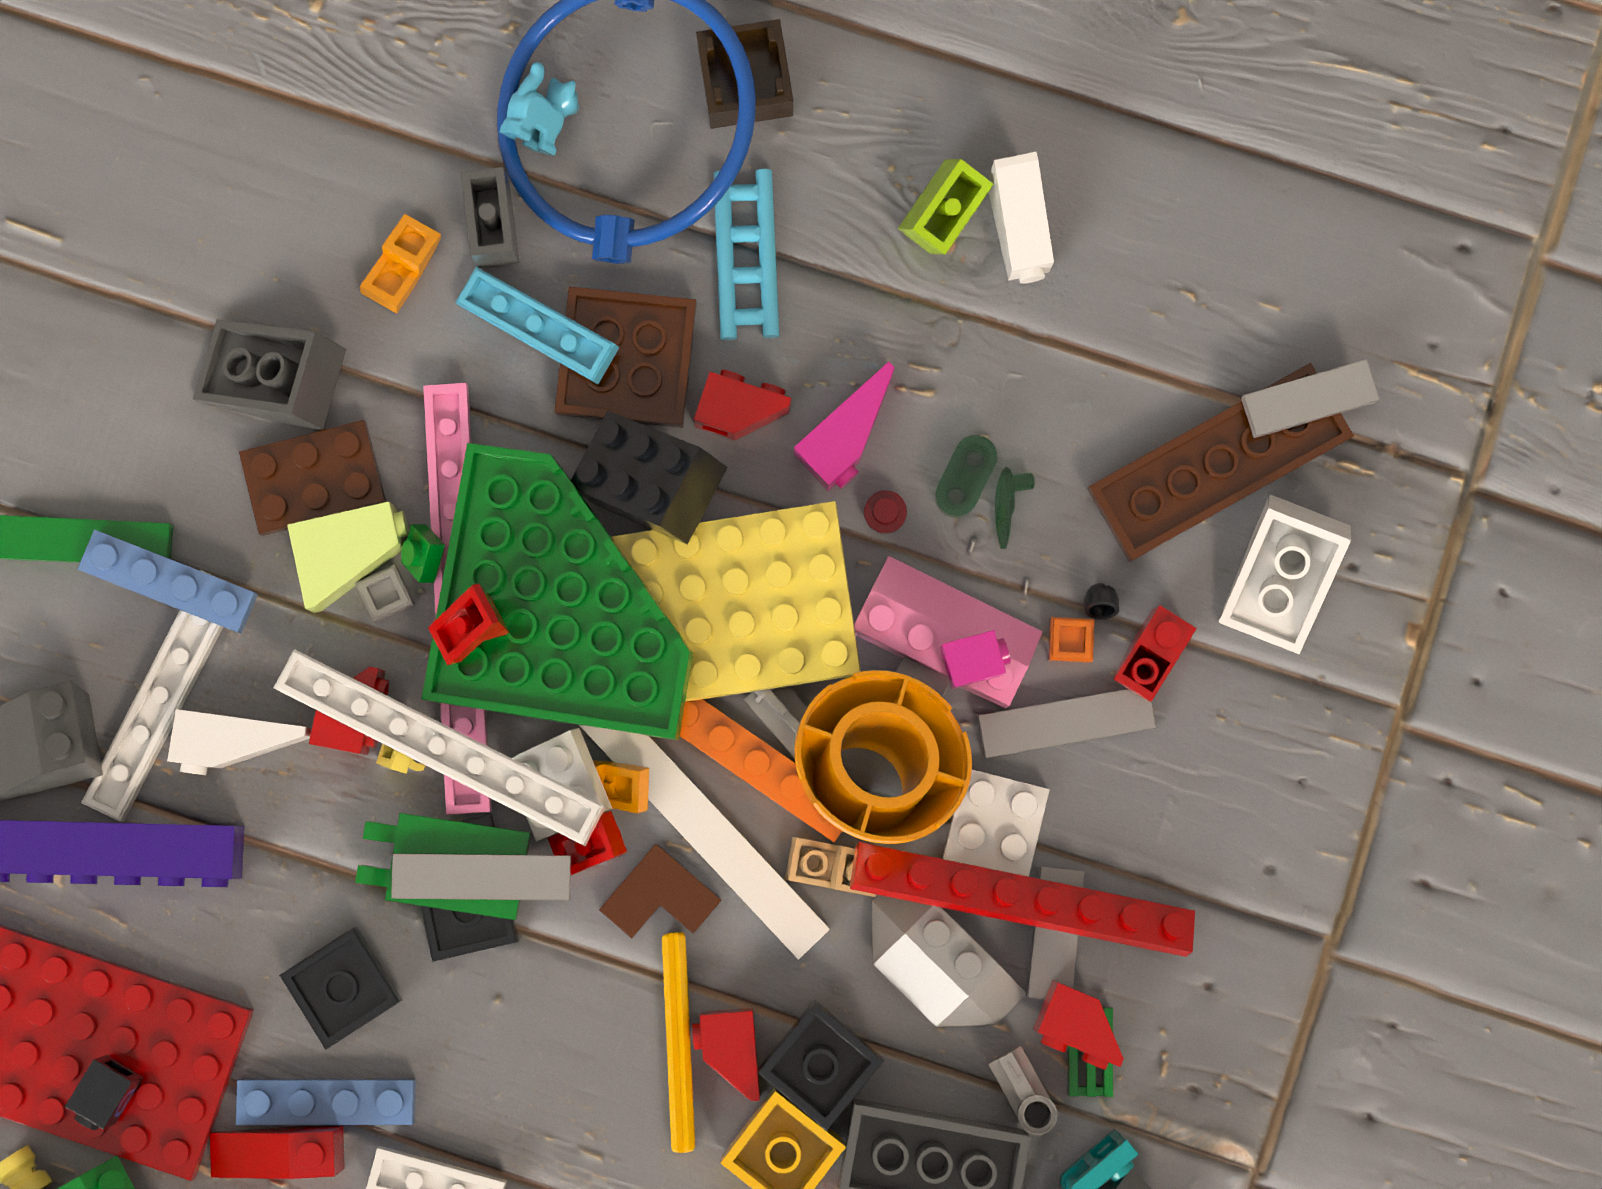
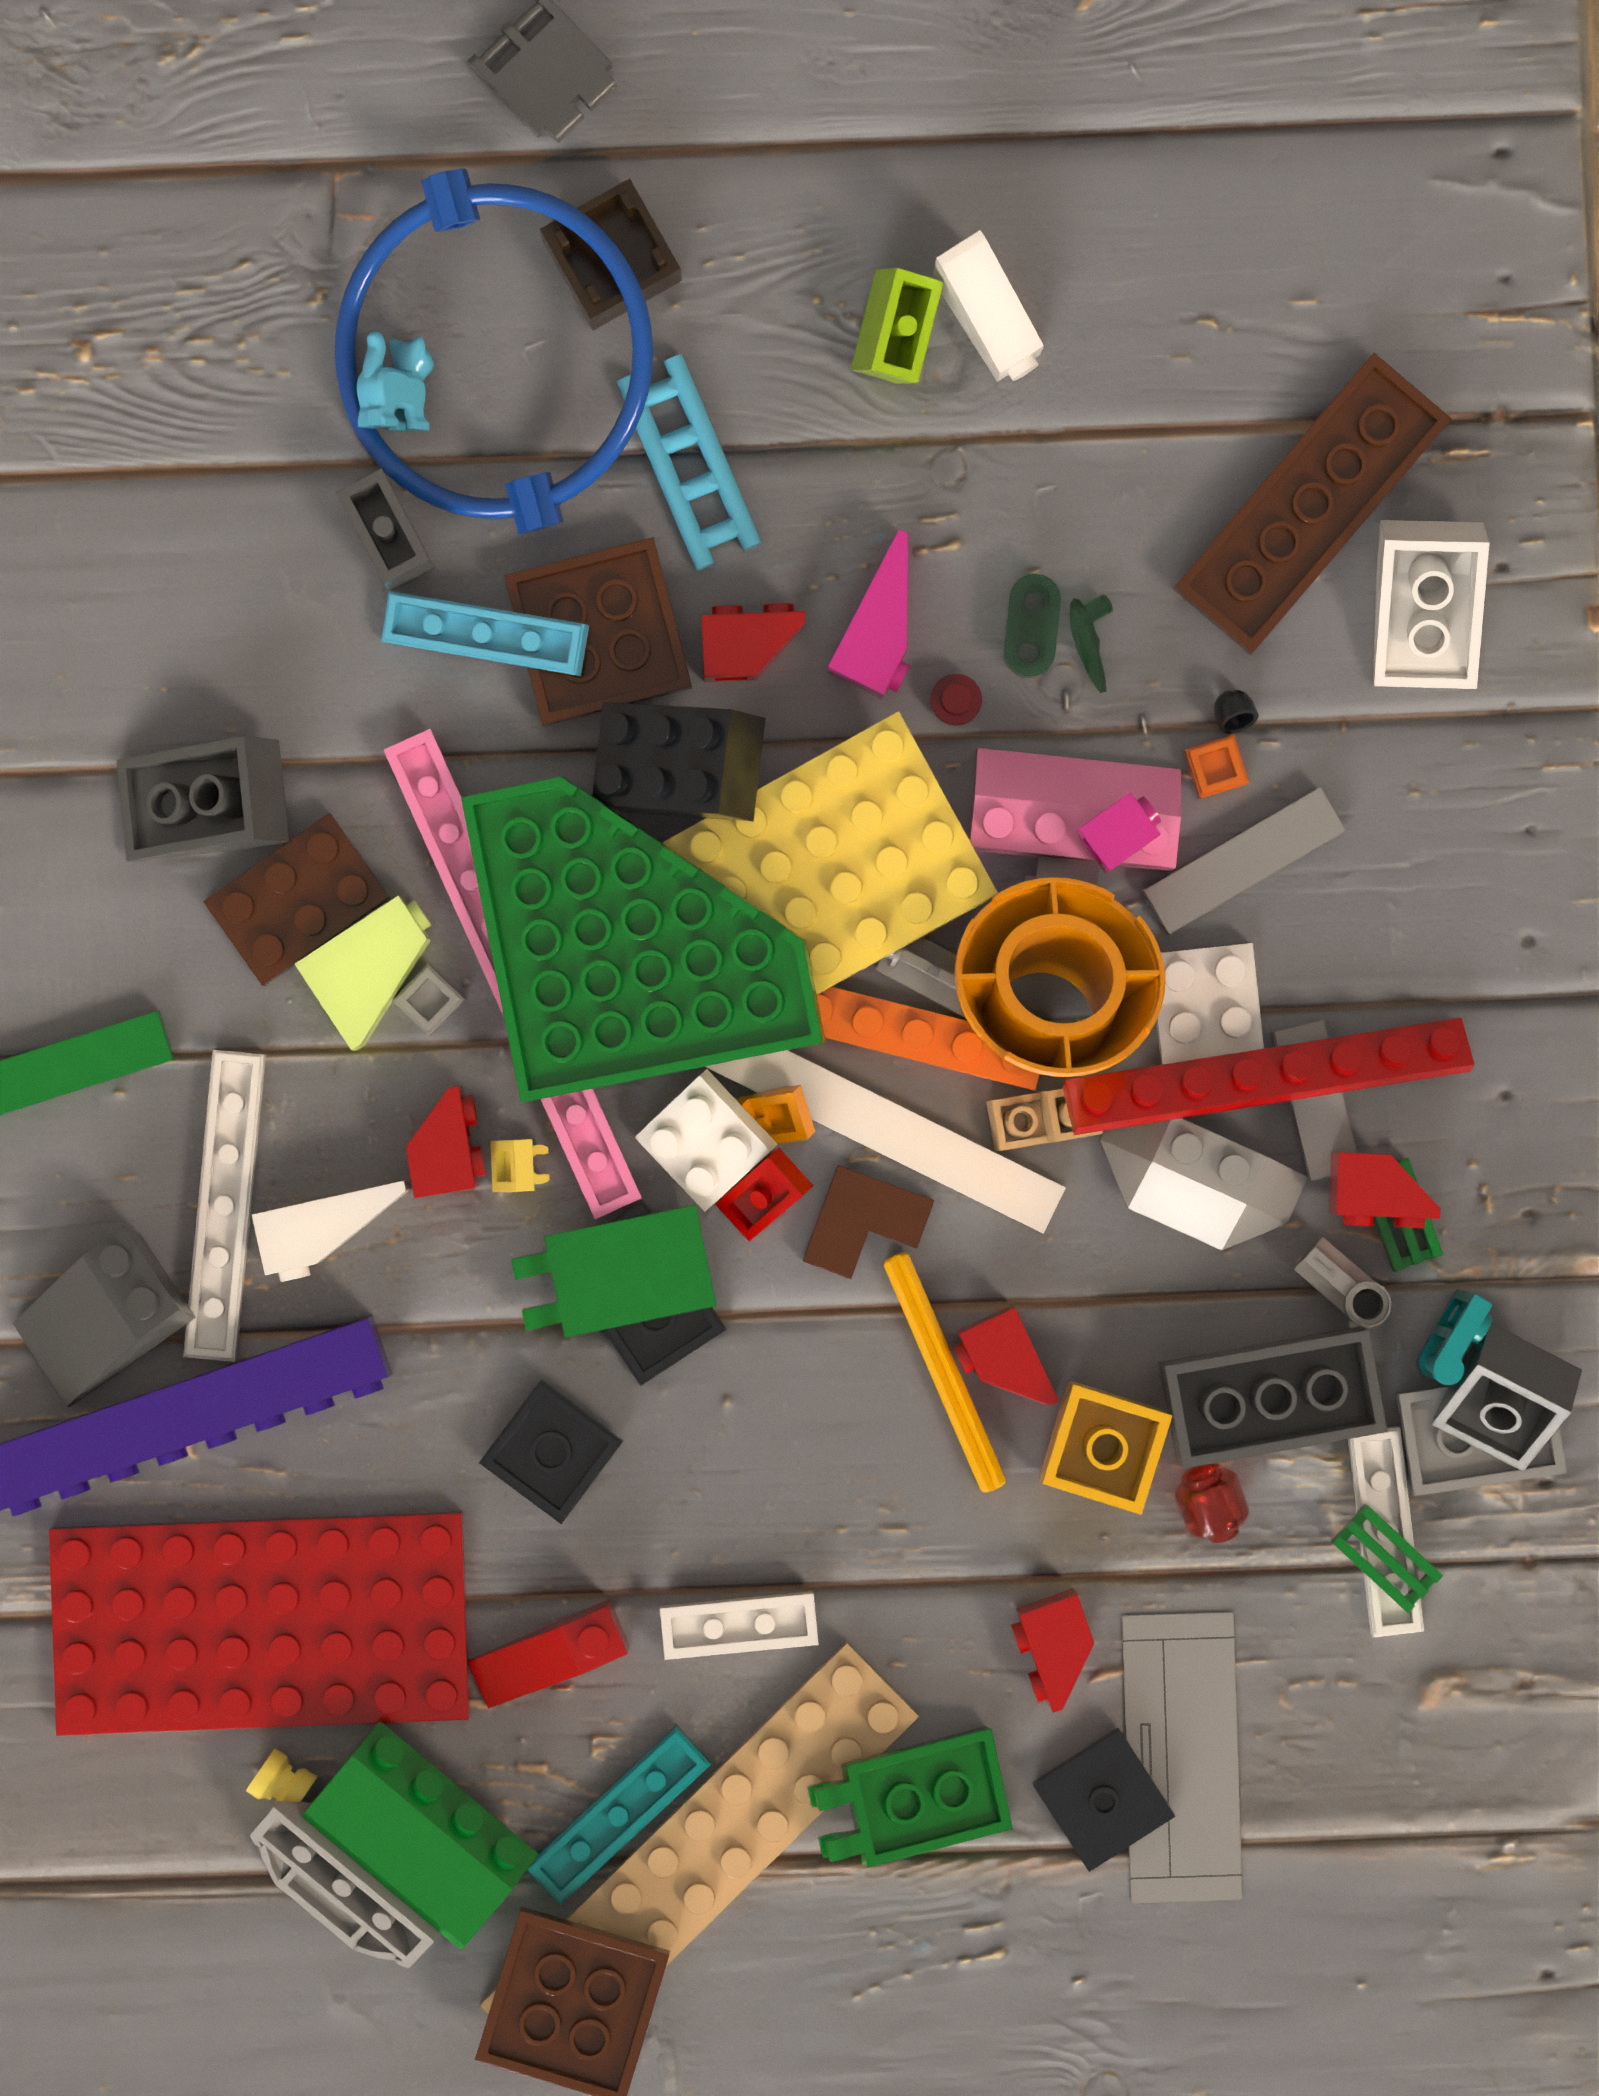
camera: 15 degrees left, 5 degrees up
(103, 1093) = (340, 1660): black brick -> none
(167, 581) = (183, 1076): medium blue plate -> none
(326, 1101) = (582, 1580): medium blue plate -> none
(401, 264) = (301, 618): light orange slope -> none
(422, 553) = (456, 939): green plate -> none
(440, 747) = (562, 1147): white tile -> none
(467, 624) = (543, 1003): red slope -> none
(481, 877) = (662, 1272): light grey tile -> none
(820, 1065) = (1111, 1338): black brick -> none
(1154, 652) = (1314, 748): red slope -> none
(1310, 398) = (1387, 395): light grey tile -> none

